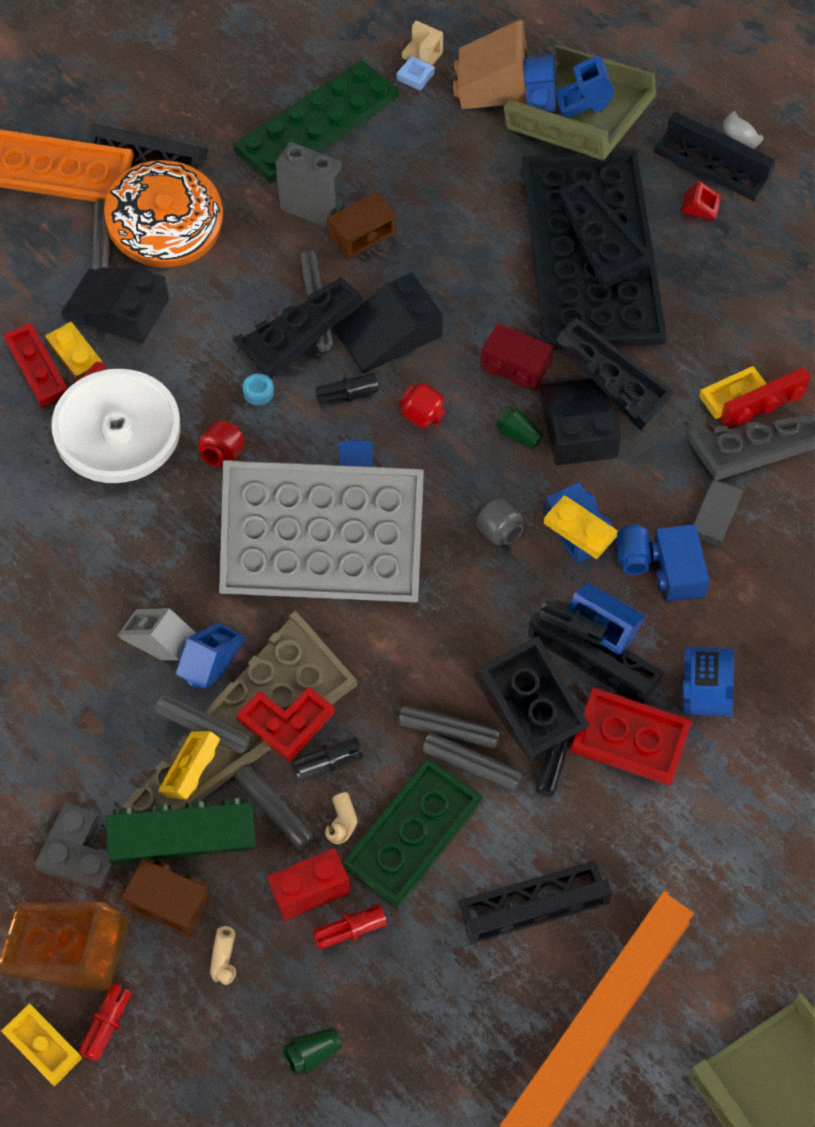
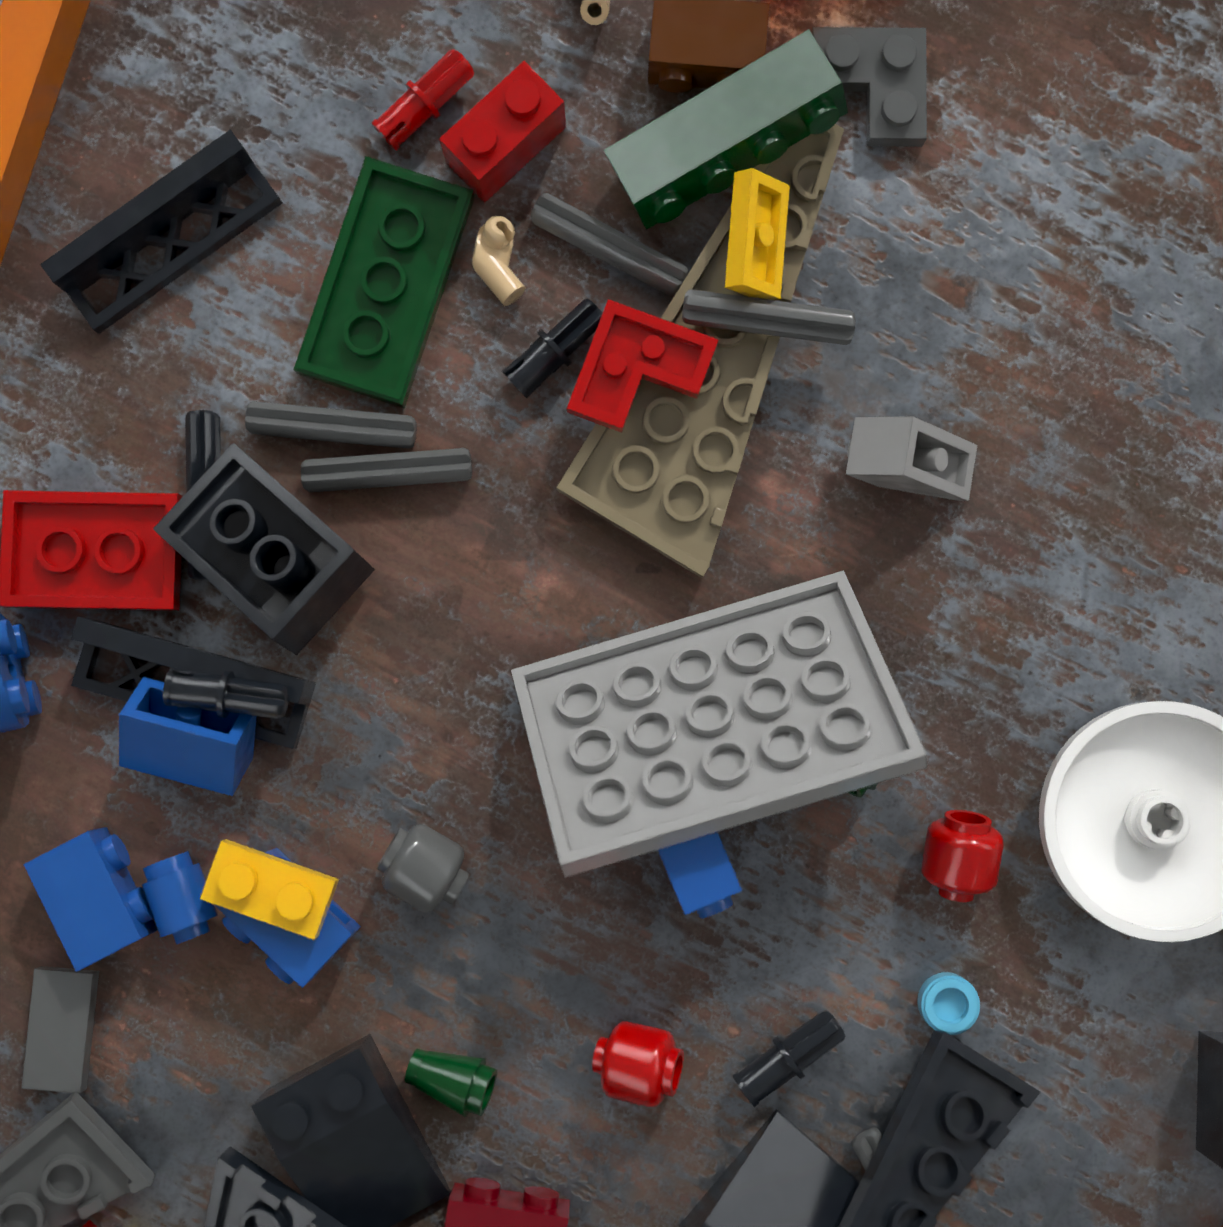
camera: 160 degrees right, 25 degrees up
(209, 655) = (810, 454): blue slope -> none

